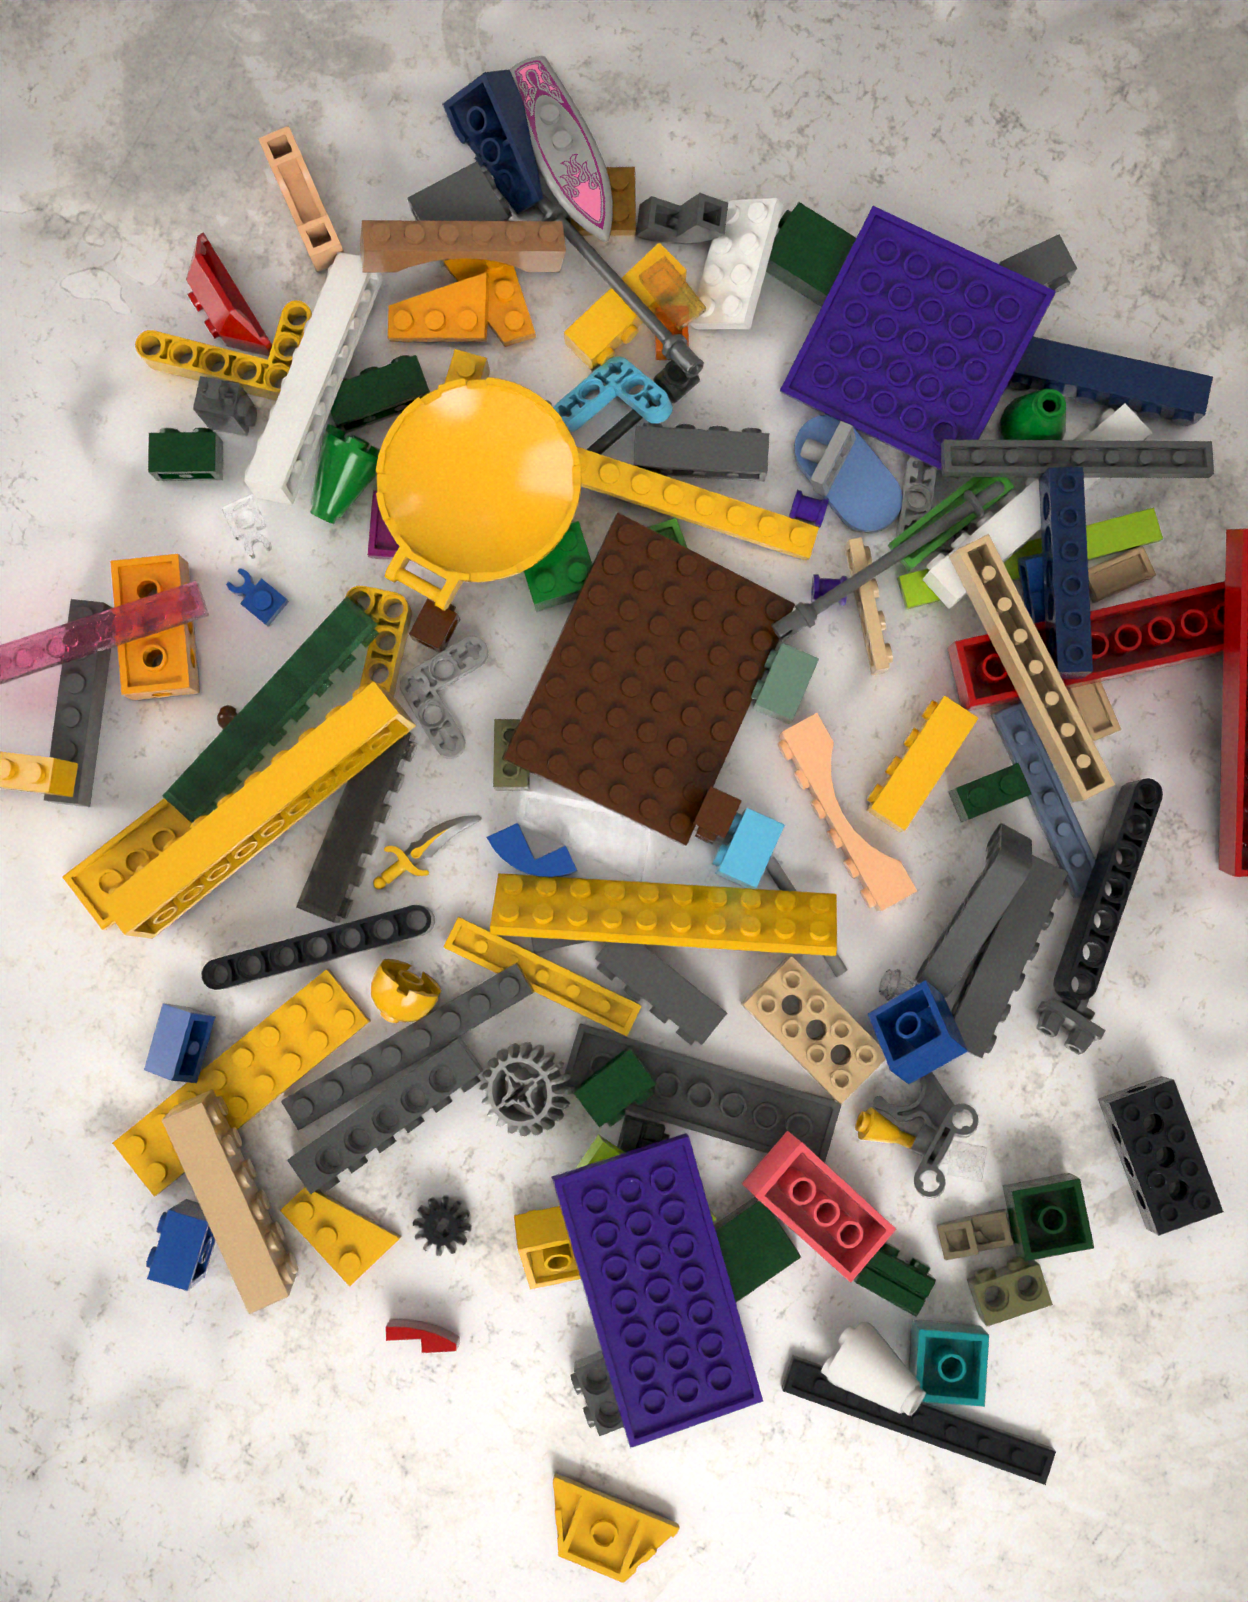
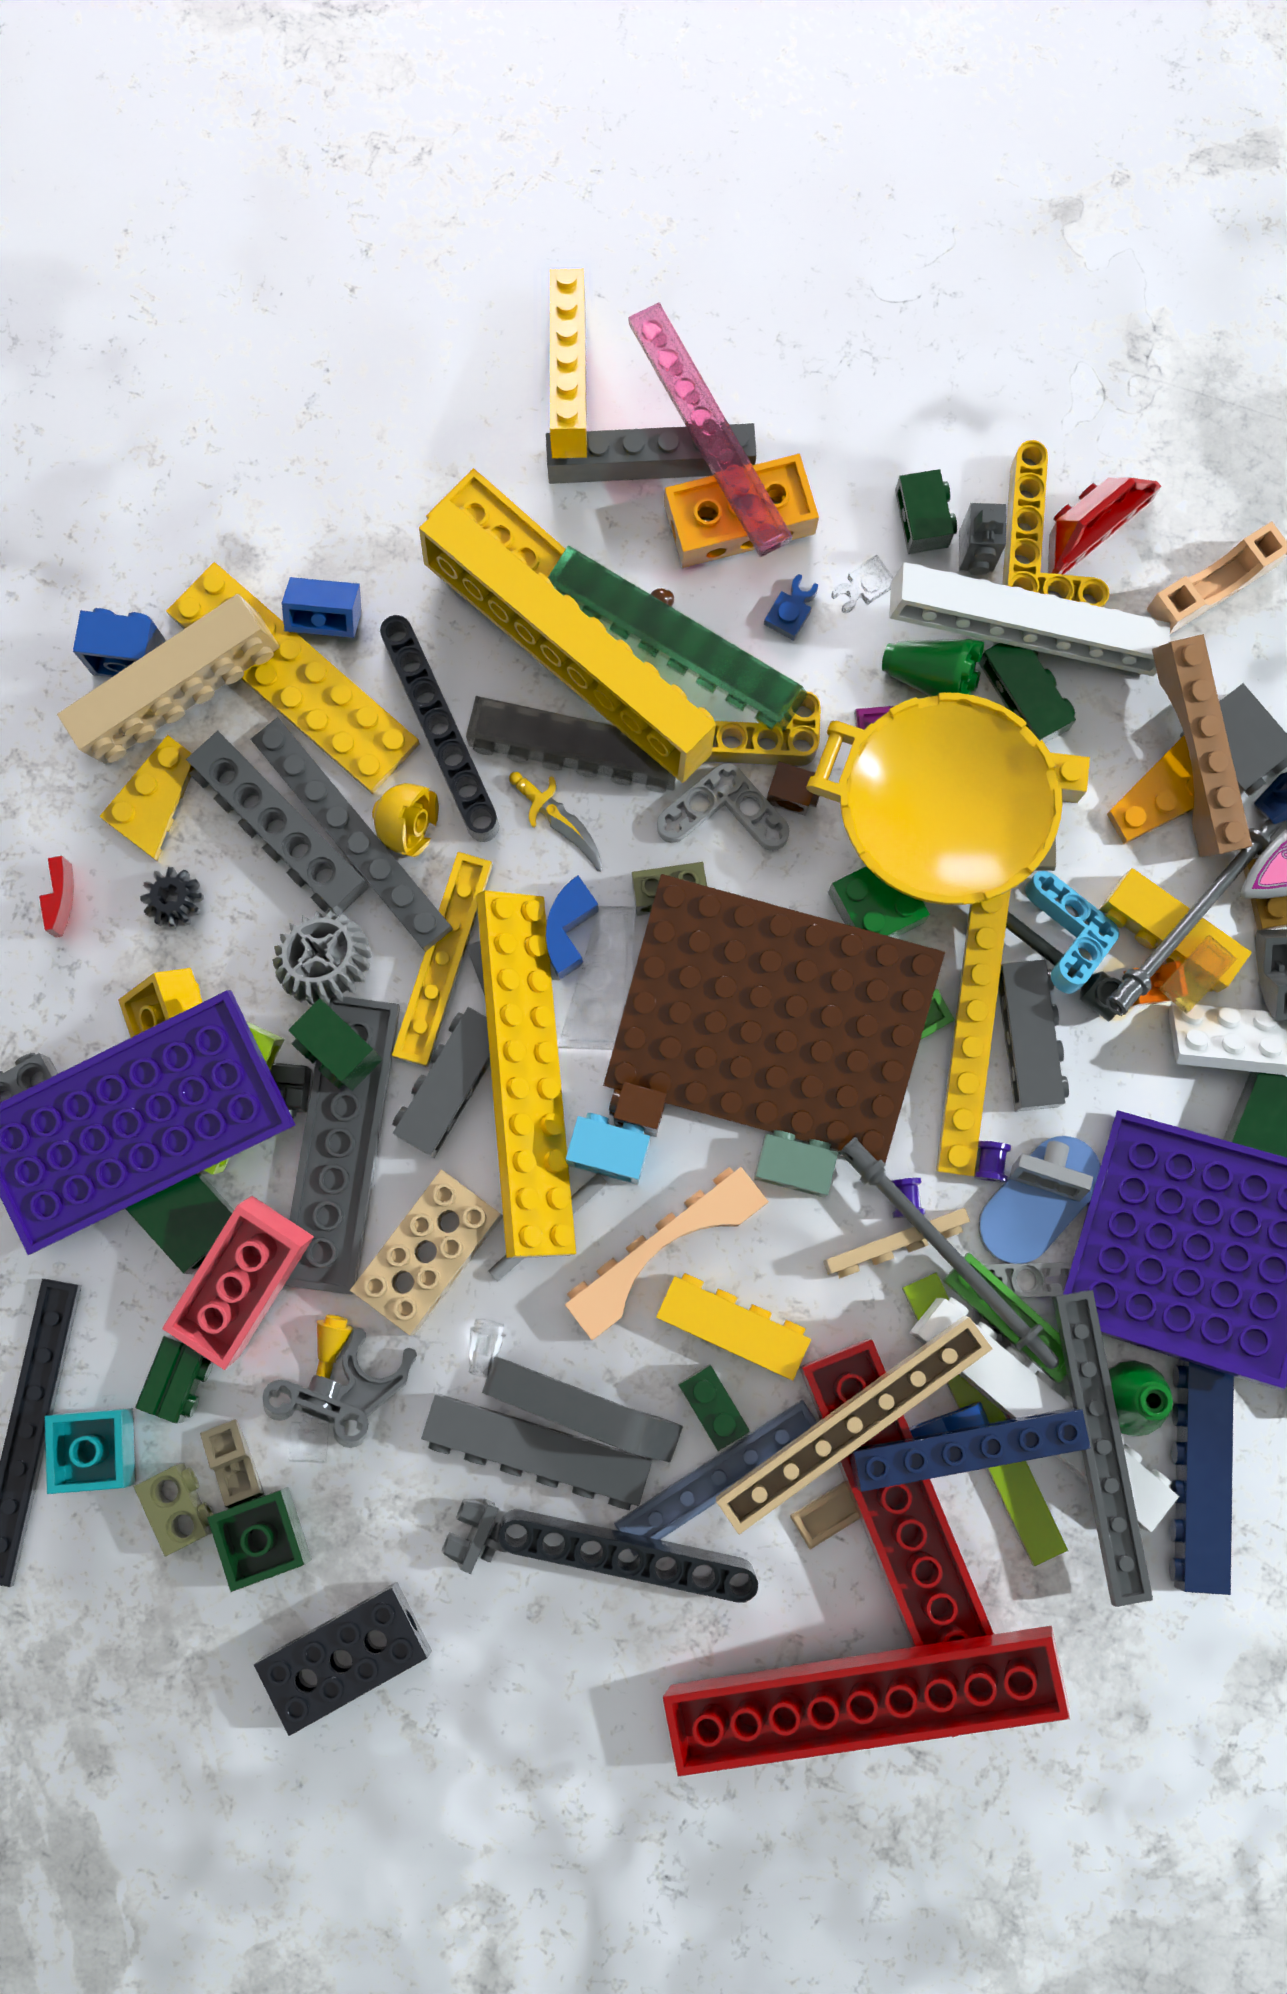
camera: 80 degrees right, 5 degrees down
(444, 314) = (1127, 744): light orange wing -> none
(873, 1370) = (72, 1366): white cone -> none
(917, 1032) = (437, 1361): blue brick -> none
(1119, 573) = (985, 1520): tan tile -> none

